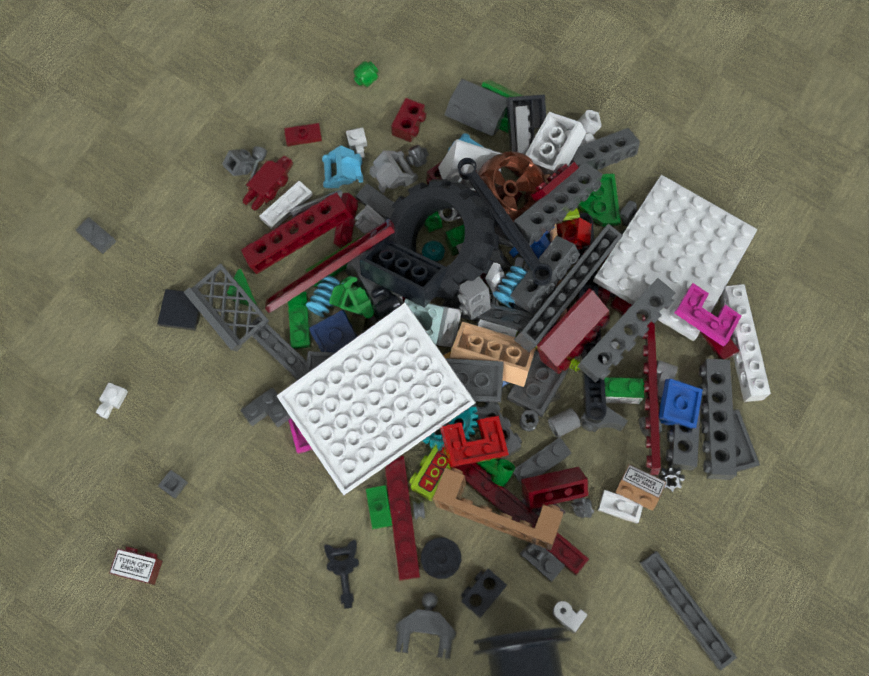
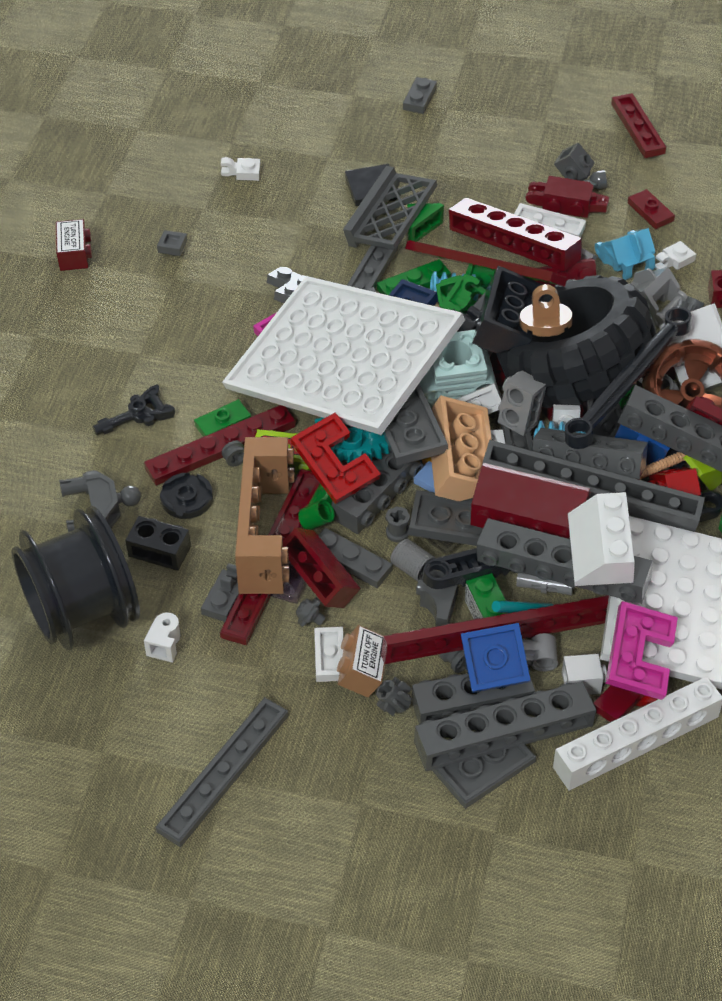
camera: 70 degrees right, 20 degrees down
(215, 103) = (638, 125): none -> dark red plate
(437, 249) = (545, 318): none -> medium nougat tile
(636, 369) = (512, 607): none -> teal bar
(638, 300) = (601, 541): none -> white slope
(690, 355) = (585, 669): none -> white brick

